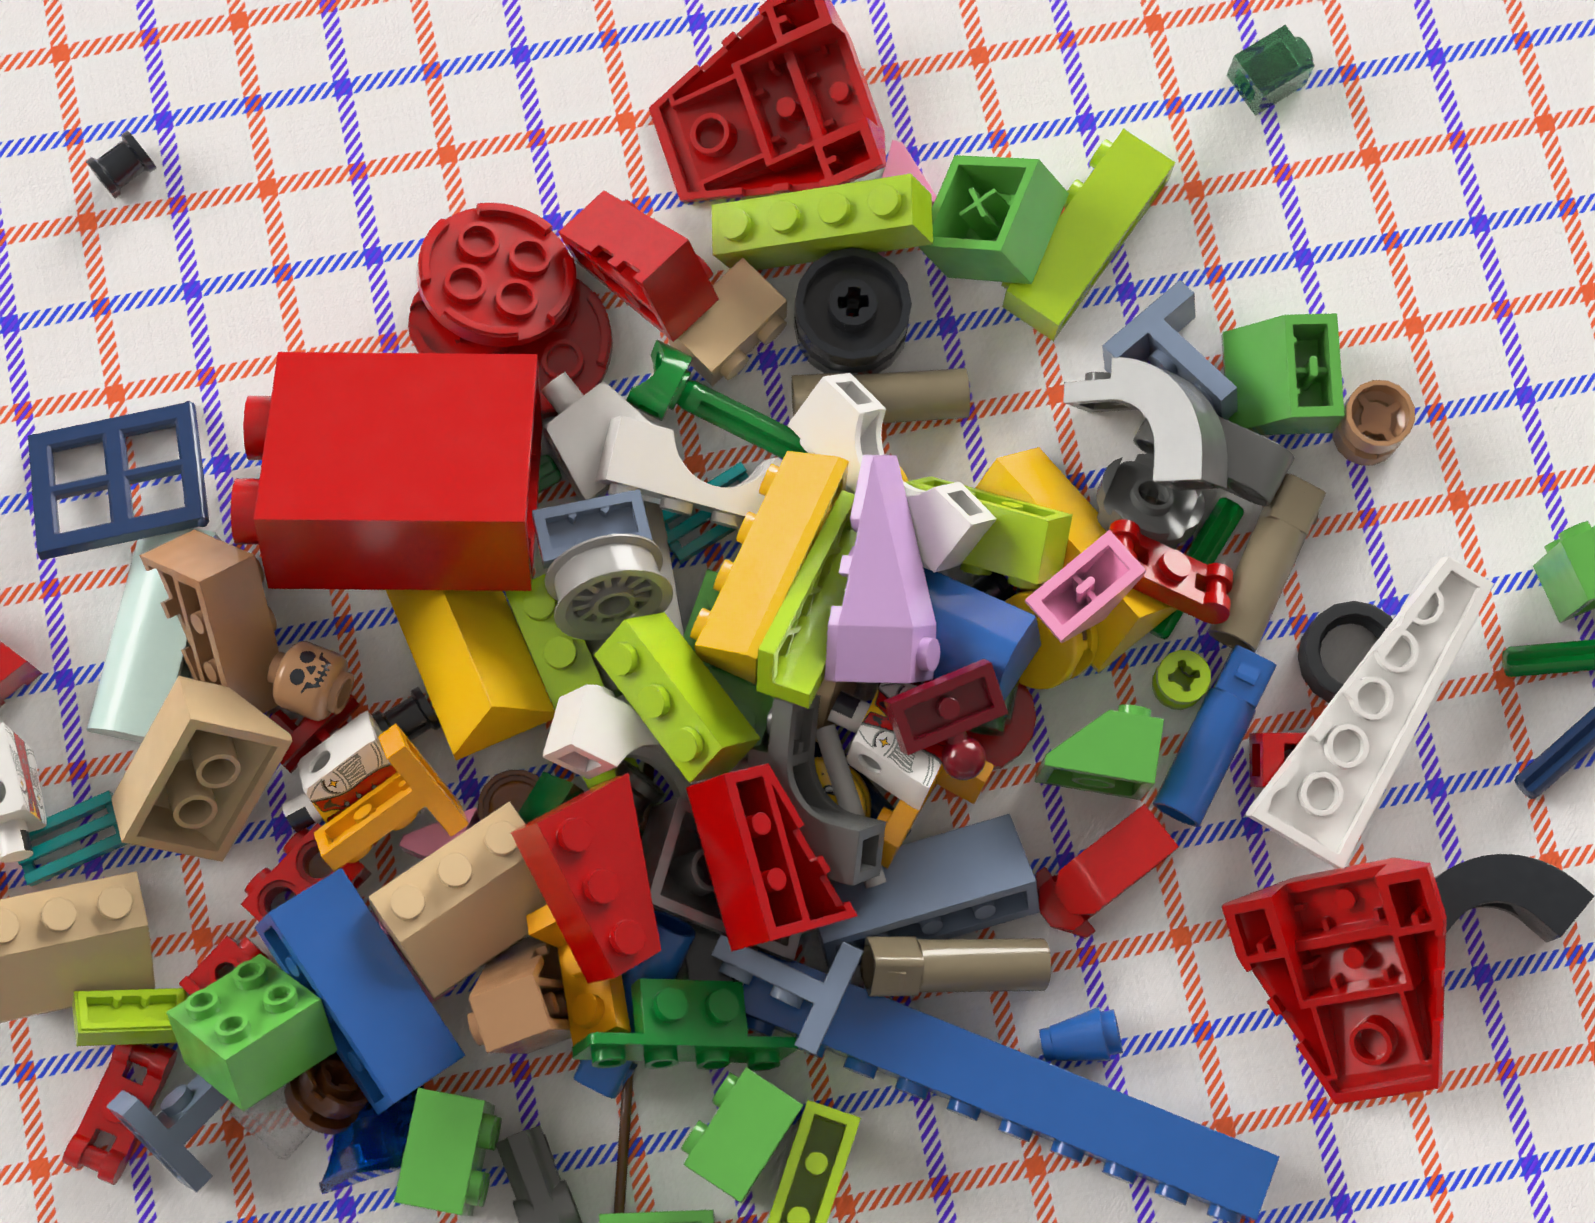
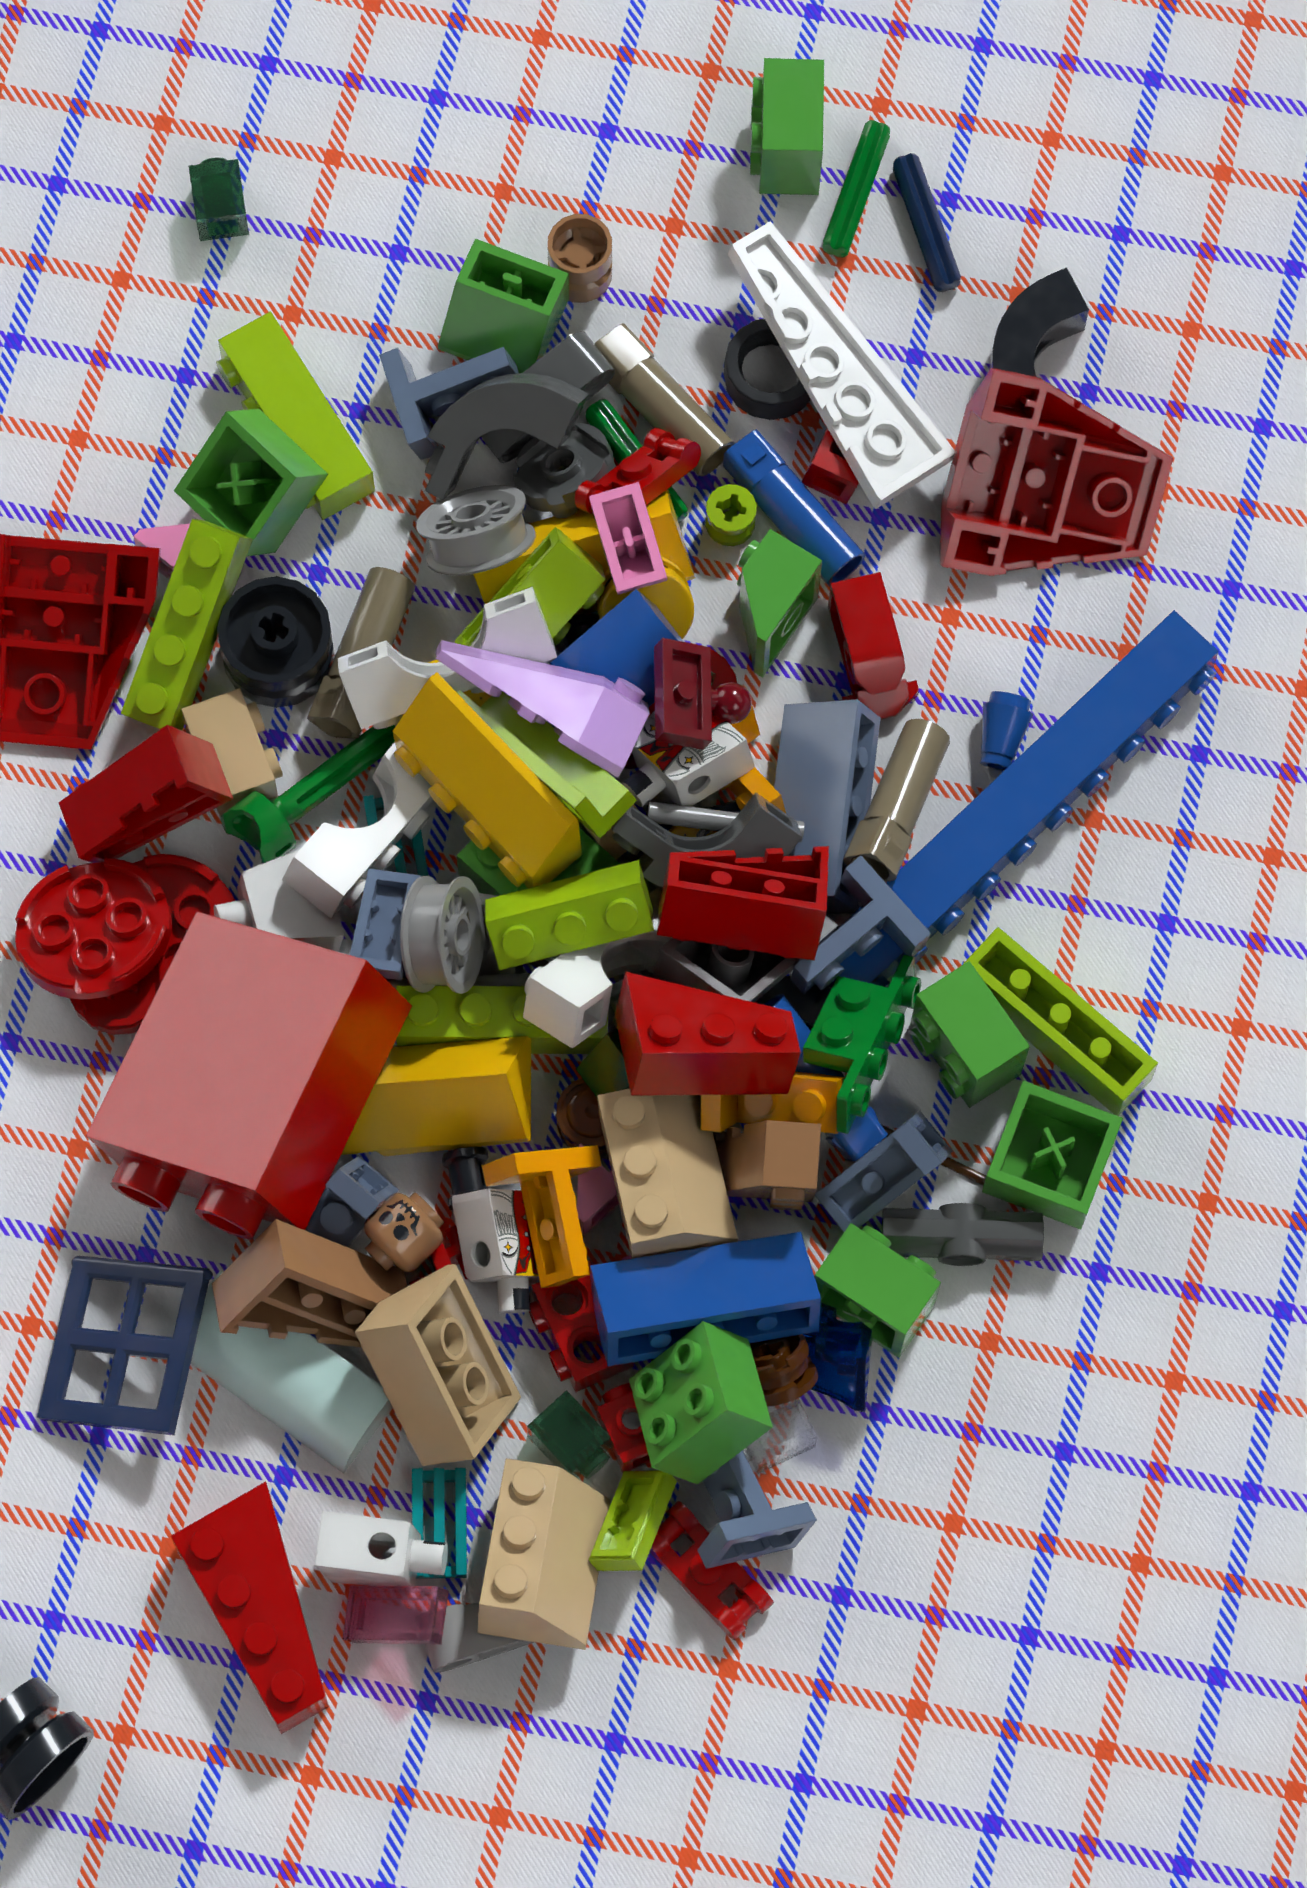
camera: 65 degrees left, 5 degrees down
(192, 923) = (570, 1437): none -> clear green brick
(329, 620) = (349, 1201): none -> sand blue bracket
(584, 1119) = (884, 1172): none -> sand blue bracket
(1043, 445) = (476, 530): none -> light grey wheel

